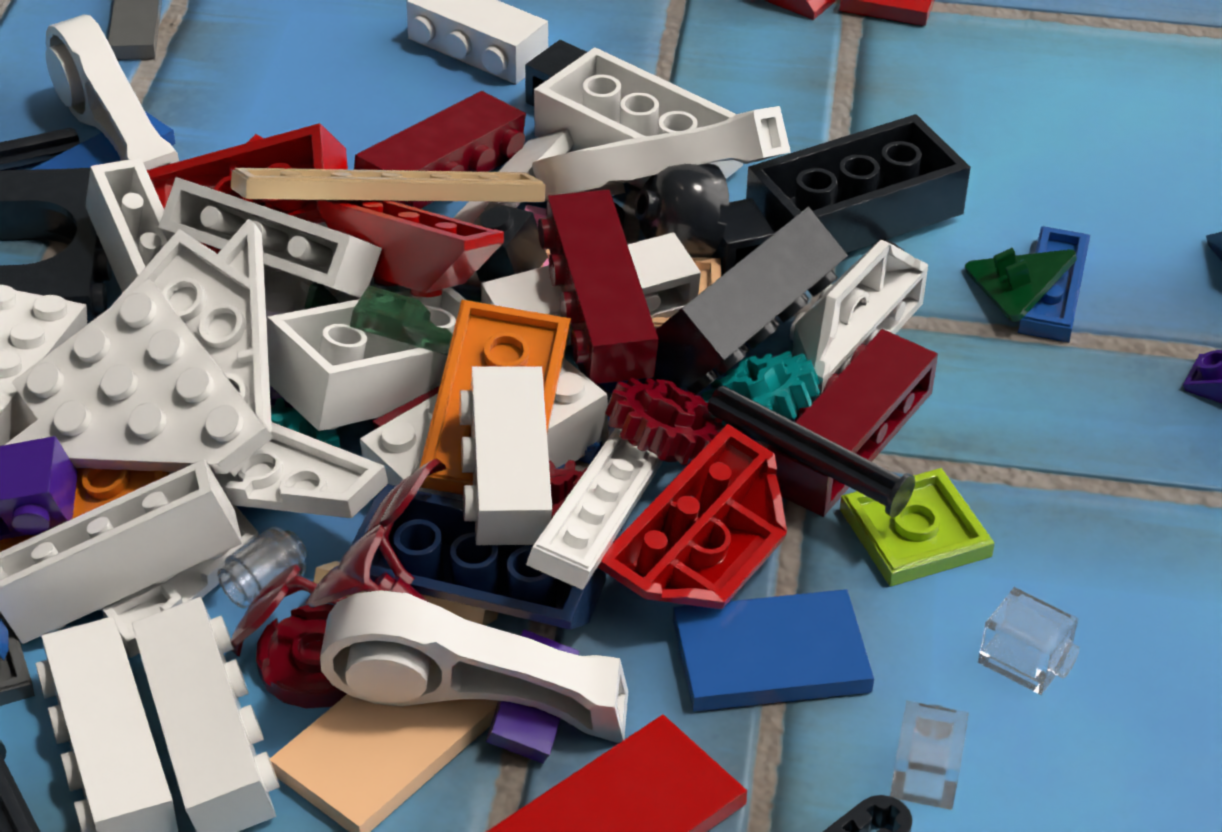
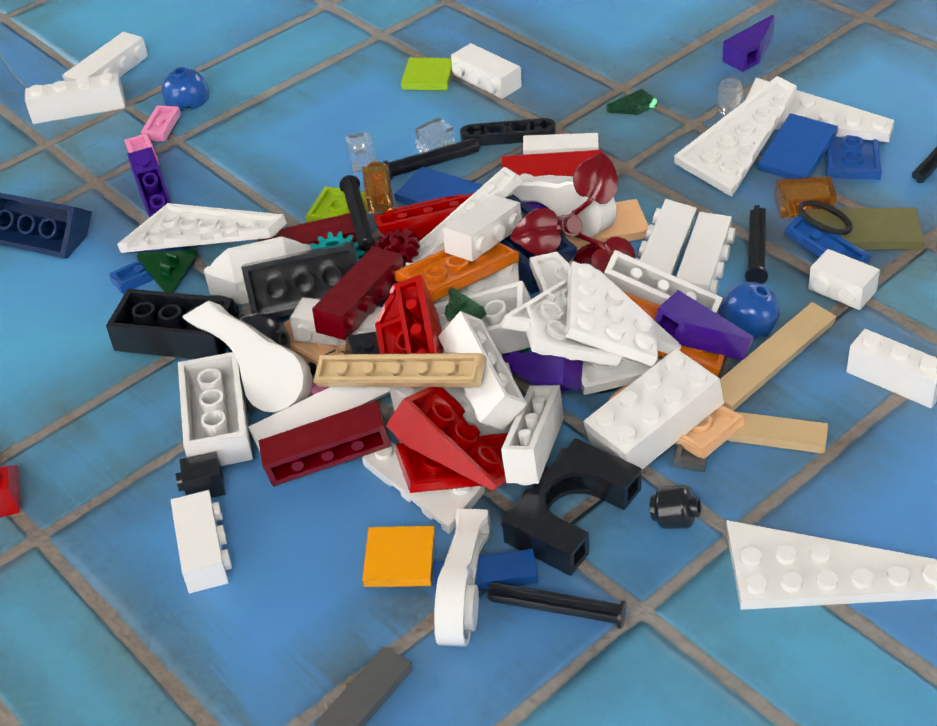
camera: 135 degrees left, 0 degrees up
(220, 115) = (399, 556): none -> light orange tile
(846, 523) = (377, 187): none -> clear orange brick
(884, 718) = (432, 157): none -> black axle
(1048, 325) = (197, 225): none -> white wing

